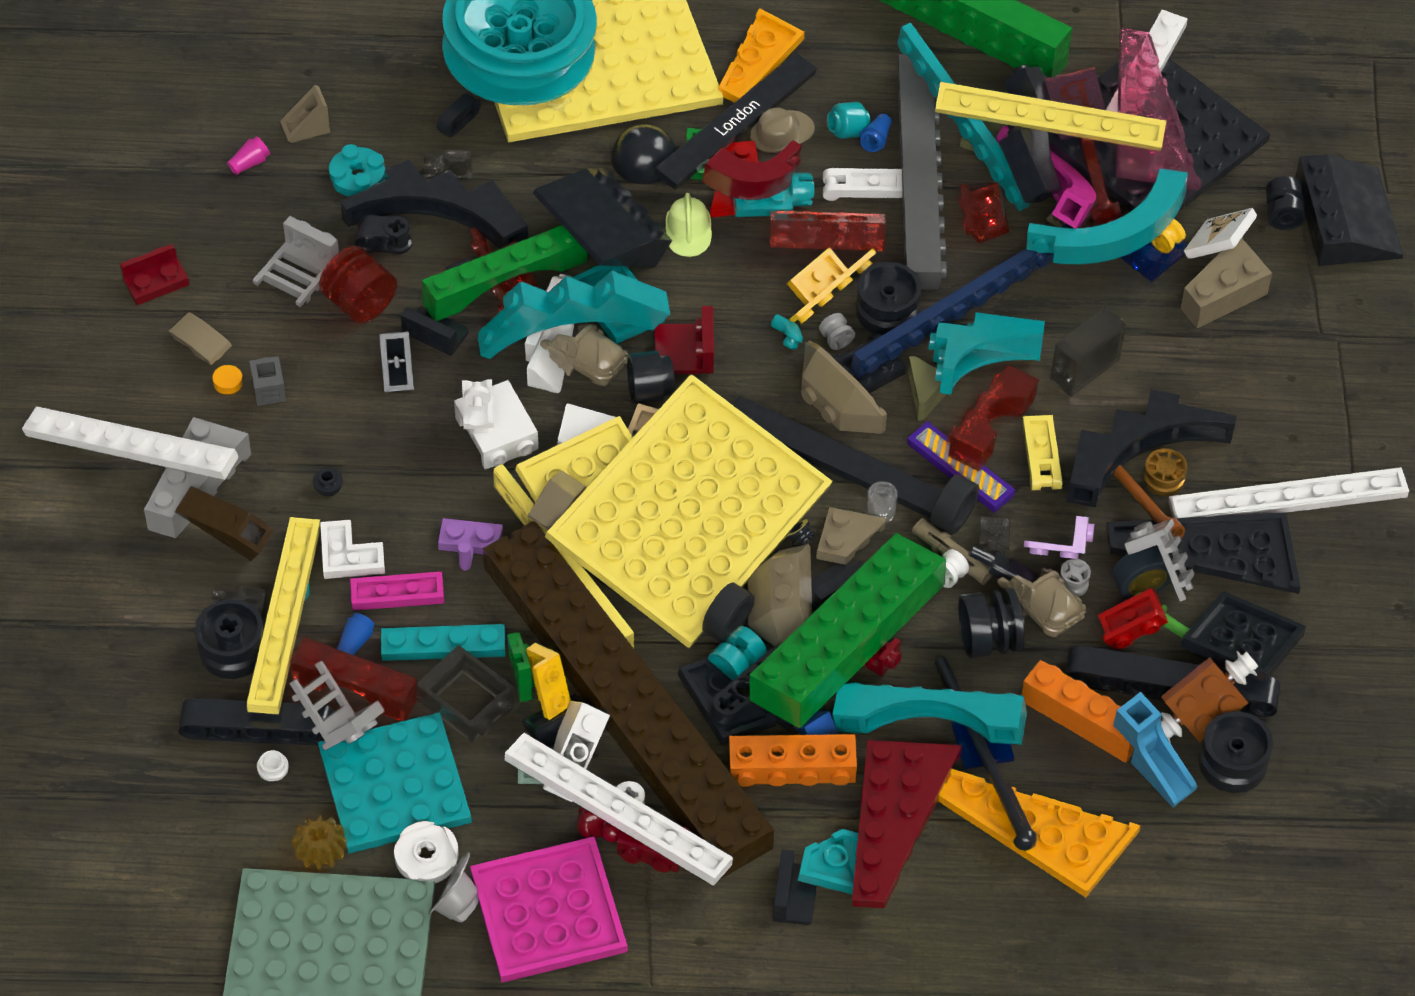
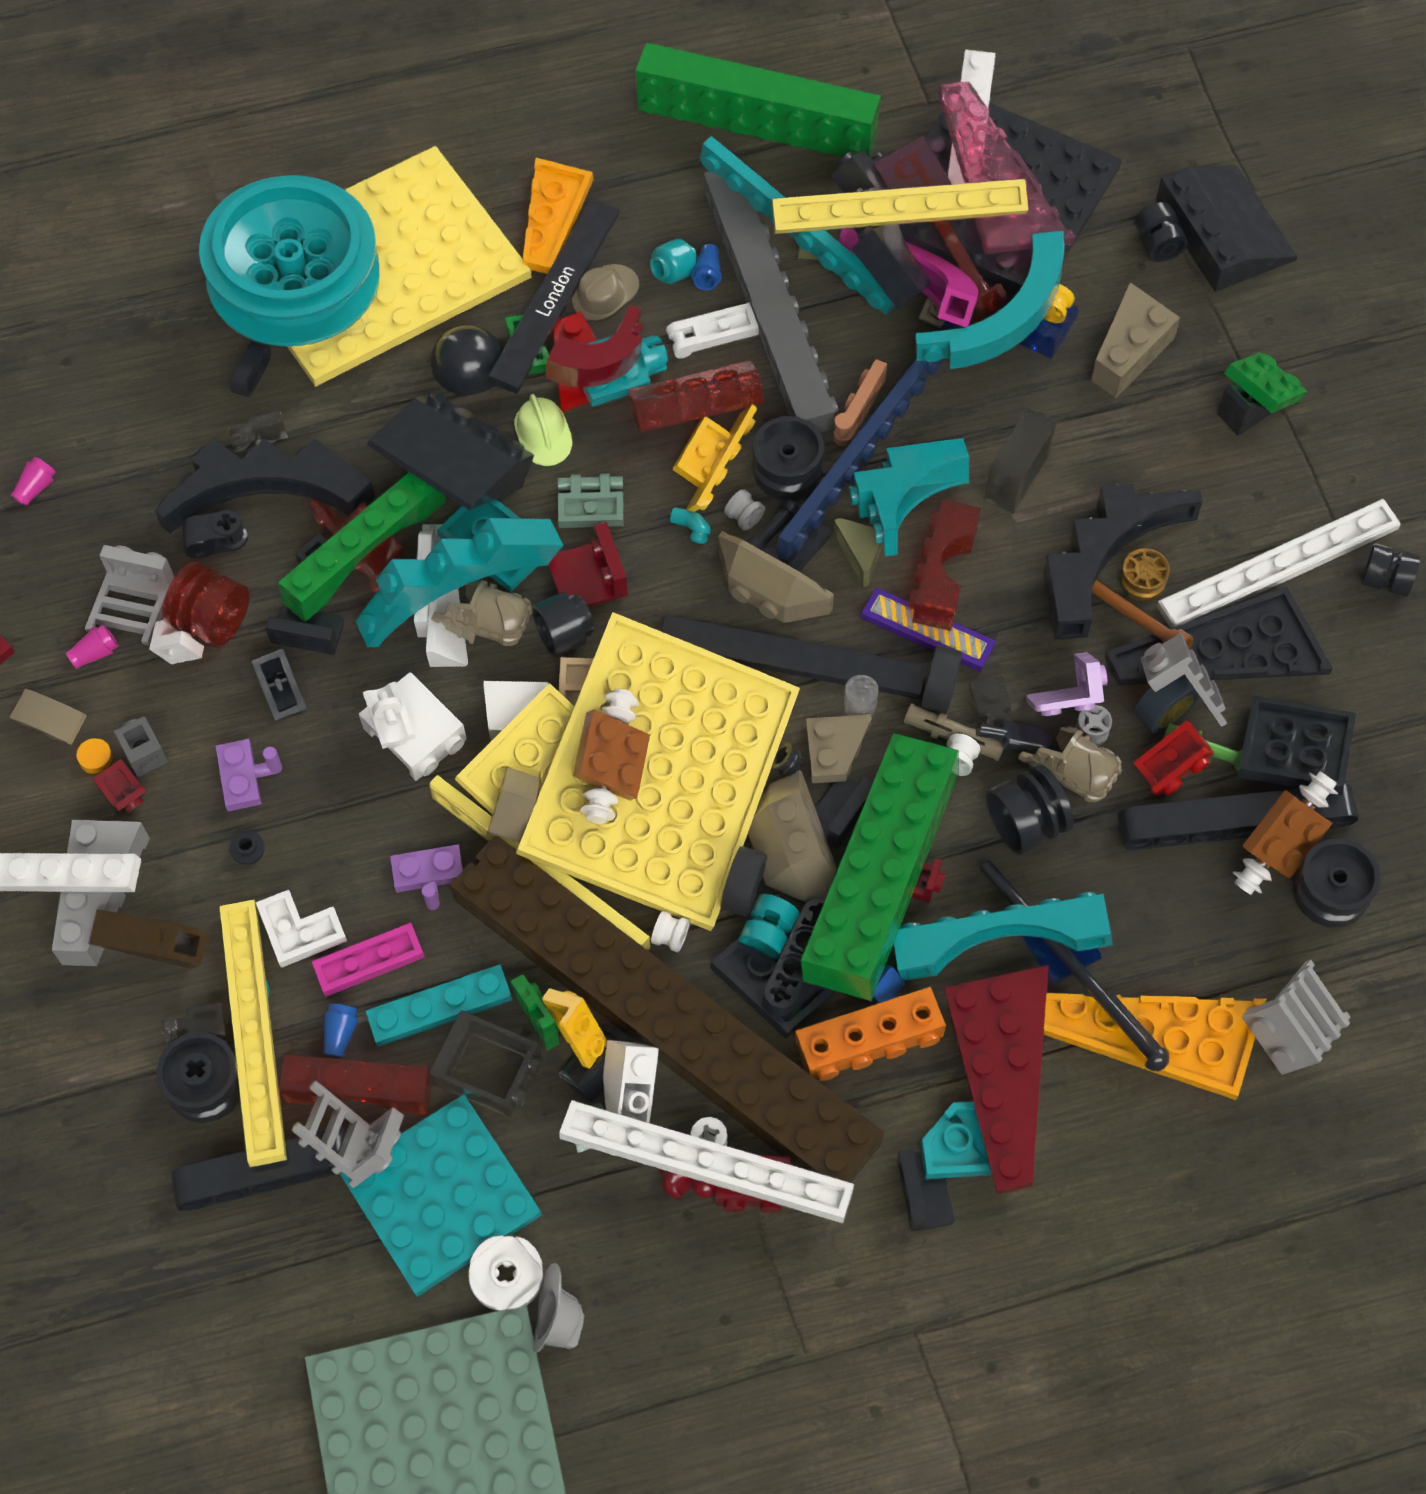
camera: 15 degrees left, 10 degrees up
(240, 407) = (120, 787): none -> dark red bracket
(254, 295) = (93, 646): none -> dark pink cone
(272, 766) = (297, 1217): white plate -> none
(307, 117) = (83, 418): dark tan slope -> none
(319, 842) = (389, 1308): clear yellow gear -> none
(321, 310) = (173, 644): none -> white bracket
(342, 424) = (241, 773): none -> medium lavender plate
(356, 158) = (153, 450): teal plate -> none
(548, 909) = (664, 1300): dark pink plate -> none
(649, 481) = (611, 756): none -> dark orange plate
(654, 637) = (670, 931): none -> white wheel
(697, 293) = (590, 508): none -> sand green plate
(982, 261) = (859, 404): none -> nougat plate
(984, 212) = (853, 328): clear red bracket -> none
(1042, 452) = (1008, 588): light yellow plate -> none
(1076, 708) = (1160, 881): orange brick -> none
(1148, 851) = (1298, 1022): none -> light grey plate
(1152, 751) = (1256, 913): dark azure arch -> none
(1220, 233) = (1109, 286): white tile -> none
(1305, 362) = (1240, 409): none -> black slope
(1331, 346) = (1266, 382): none -> green plate
(1389, 532) = (1391, 570): none -> black wheel

